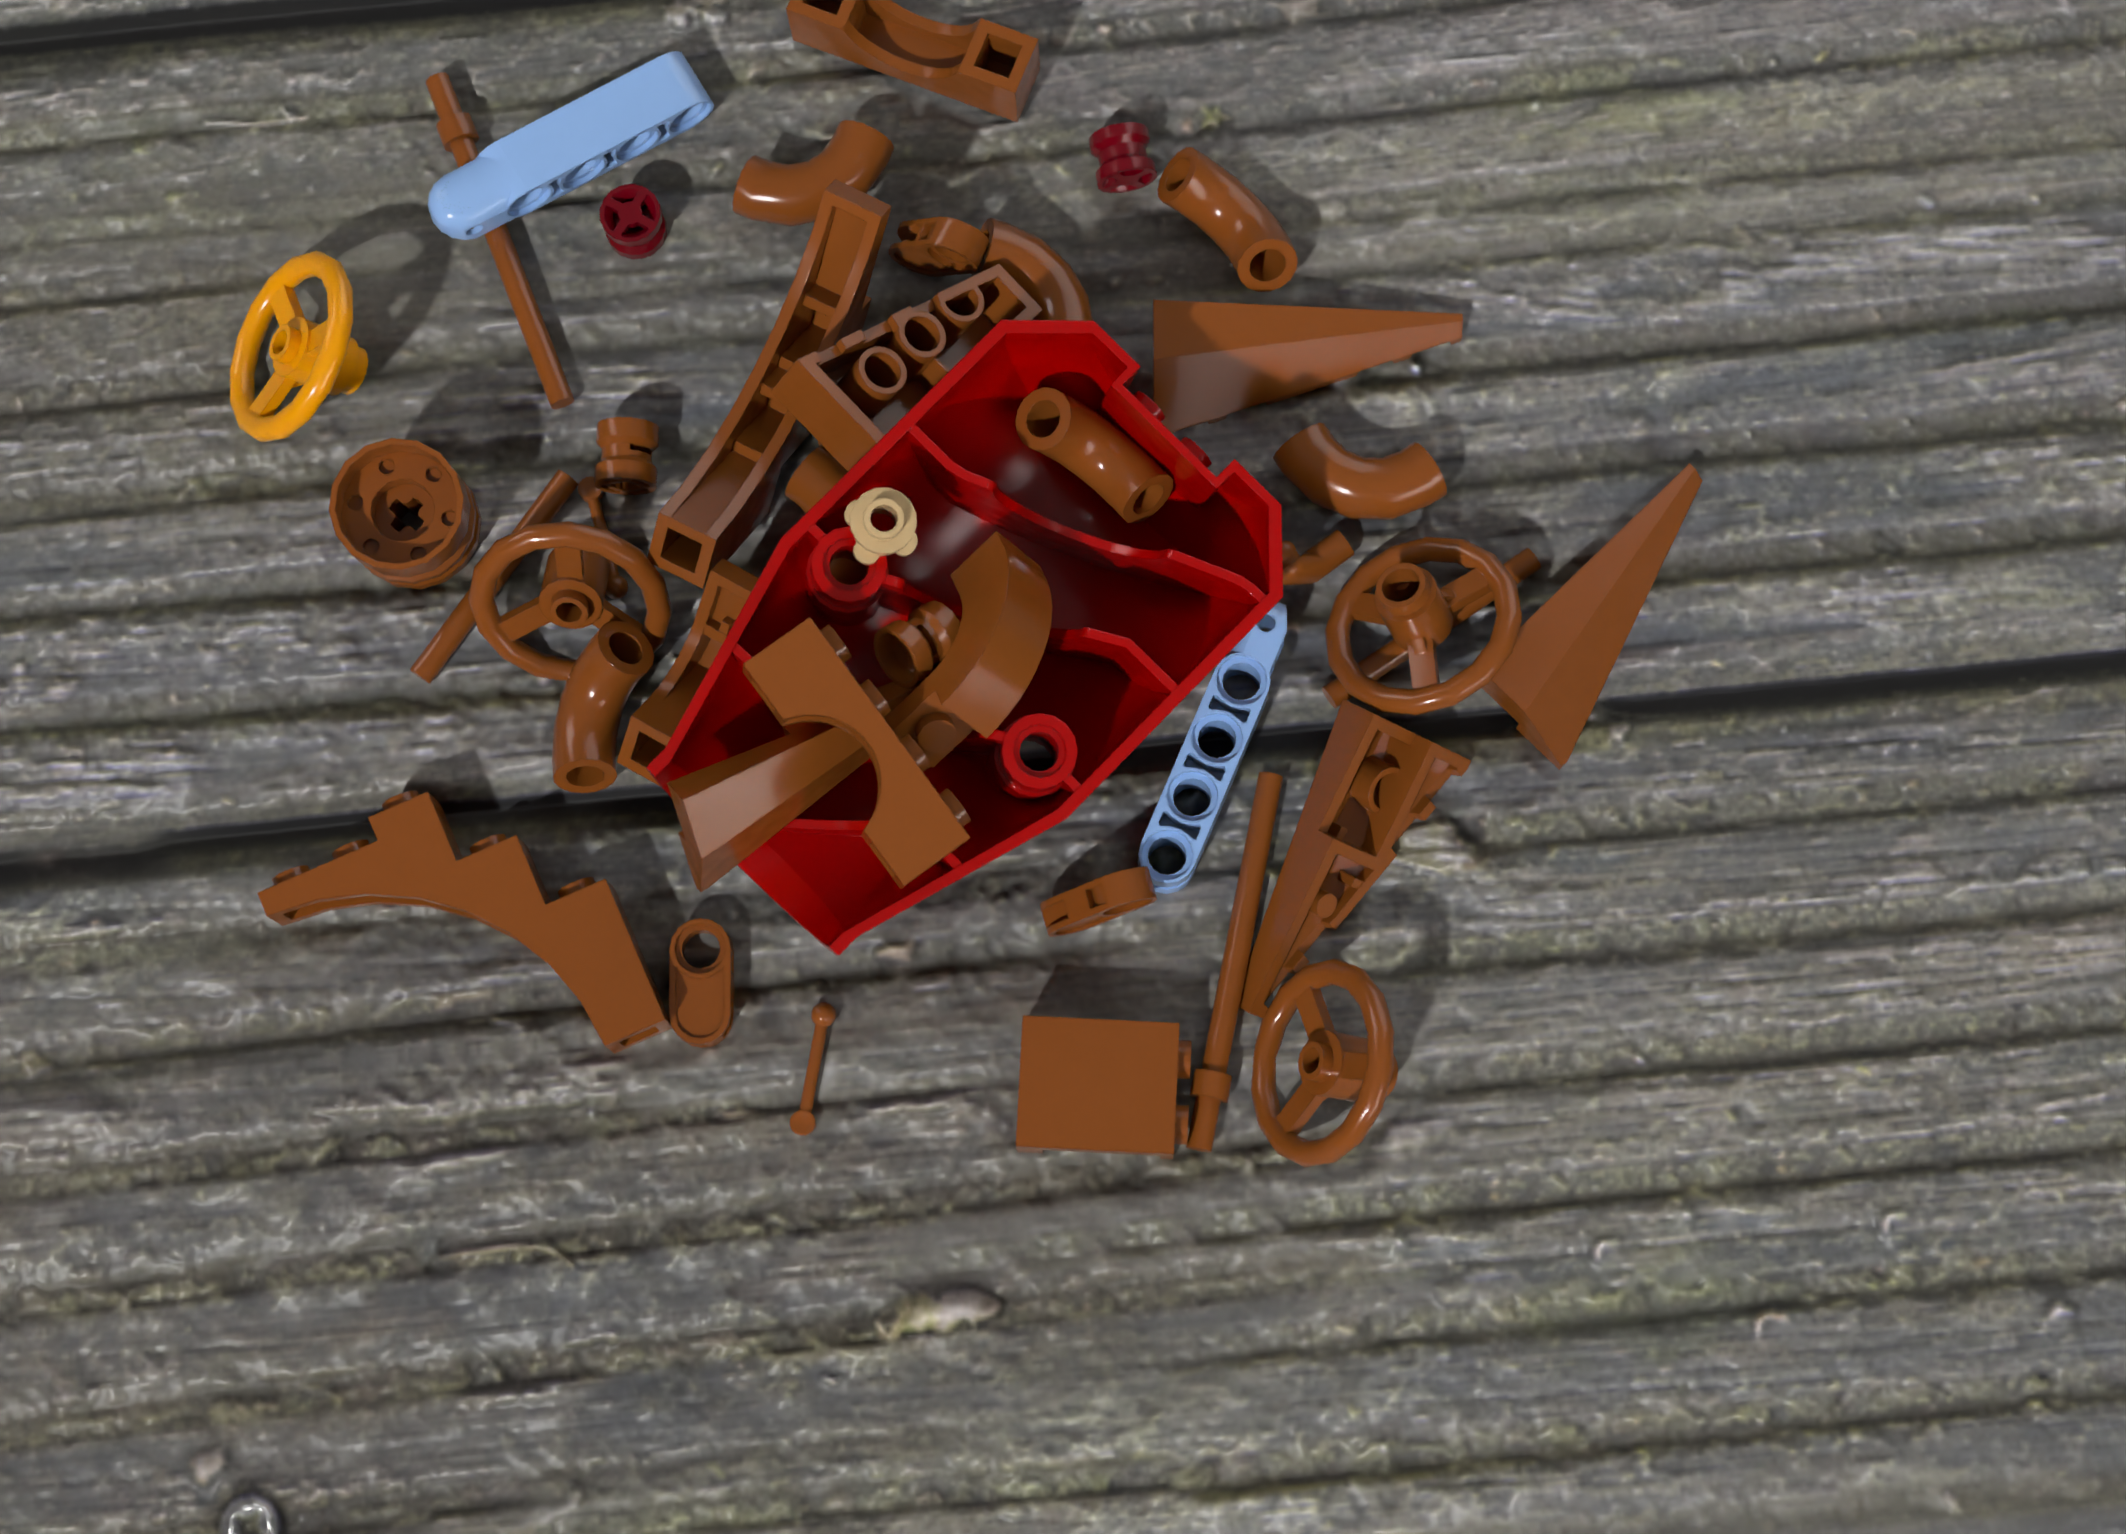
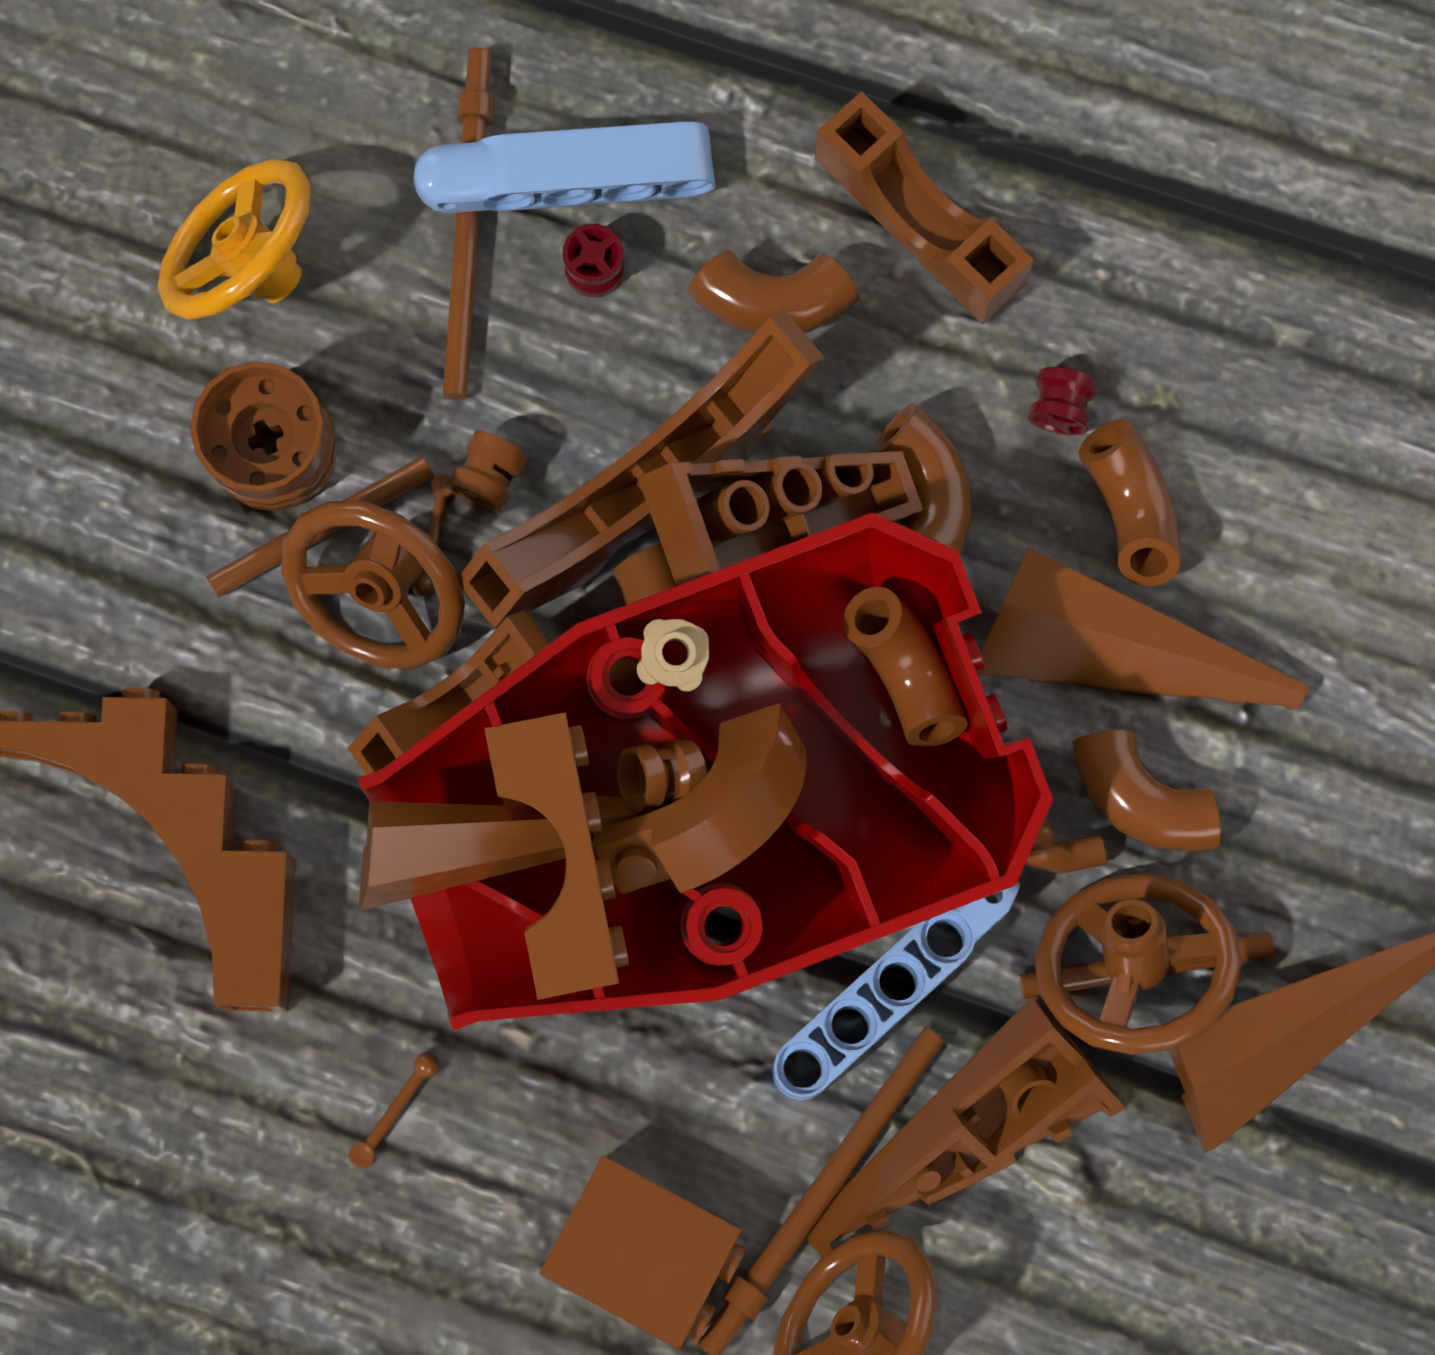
camera: 20 degrees right, 0 degrees up
(594, 706) = (351, 688): dark orange cylinder -> none
(701, 997) = (328, 998): dark orange piece -> none
(939, 246) = (856, 409): dark orange piece -> none
(1098, 901) = (720, 1081): dark orange piece -> none

